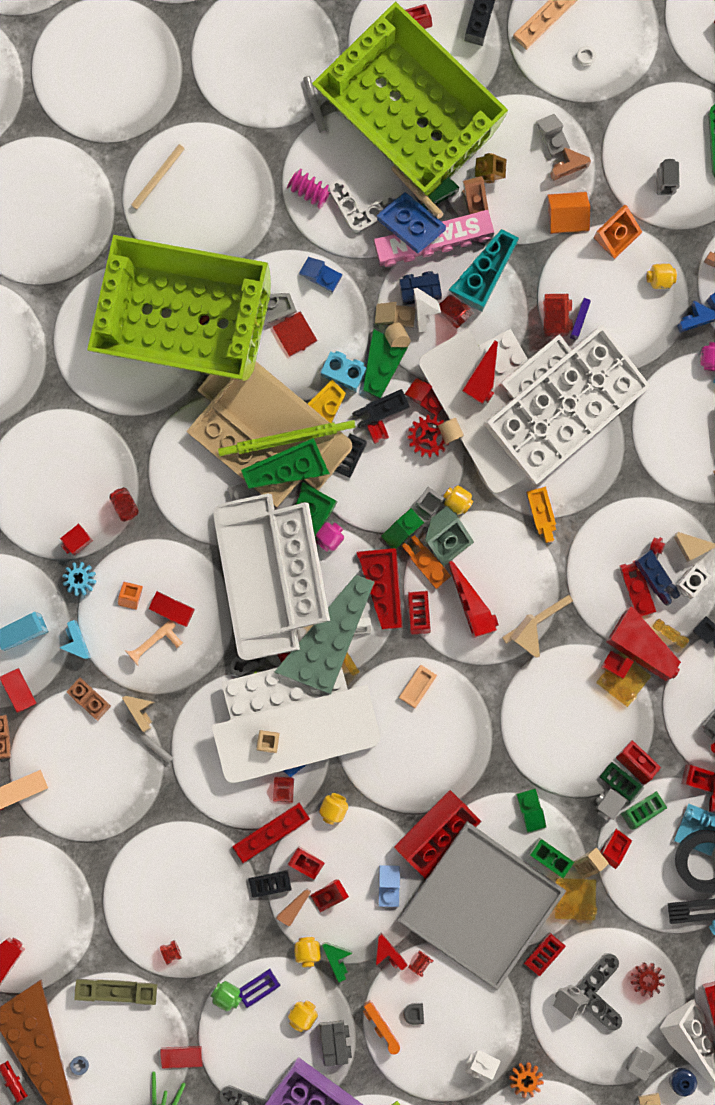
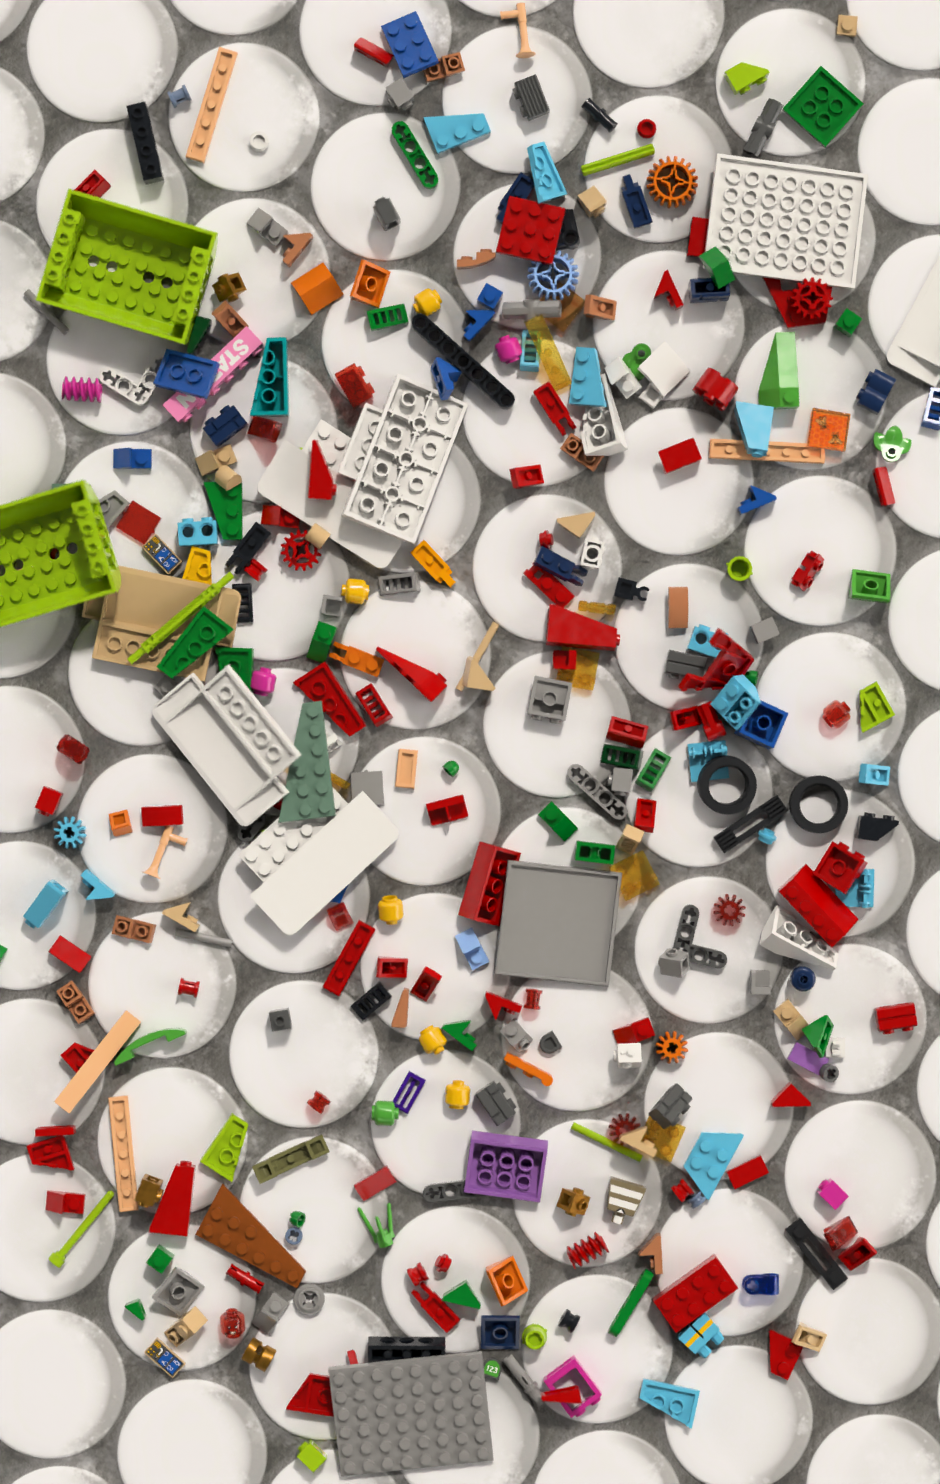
camera: 25 degrees left, 5 degrees up
(60, 949) = (226, 1147): none -> lime wing
(68, 813) = (170, 1033): none -> bright green slope
(92, 1051) = (297, 1218): none -> green hinge
(109, 780) = (188, 988): none -> red bush
(177, 855) = (280, 1019): none -> dark grey brick
(267, 741) = (304, 884): tan brick -> none
(300, 373) = (162, 554): none -> tile
(377, 682) = (370, 783): none -> light grey piece
(387, 990) = (516, 1035): none -> light grey bracket
(422, 197) = (188, 347): tan bar -> none
(423, 307) = (238, 440): white slope -> none
(434, 744) = (447, 810): none -> red panel
(447, 536) = (362, 627): sand green slope -> none
(459, 708) = (451, 768): none -> green hinge
(498, 1046) = (634, 1032): none -> red slope
(517, 521) = (415, 583): none -> light grey slope
(560, 946) = (635, 919): red slope -> none
(580, 318) = (376, 377): dark purple tile -> none
(580, 803) = (597, 791): none -> light grey beam
(583, 694) = (549, 699): none -> light grey plate
(616, 277) = (371, 313): none -> green slope
(642, 350) = (444, 377): none -> blue slope
(666, 336) = (458, 353): none -> black beam
(669, 479) = (526, 476): none -> red slope

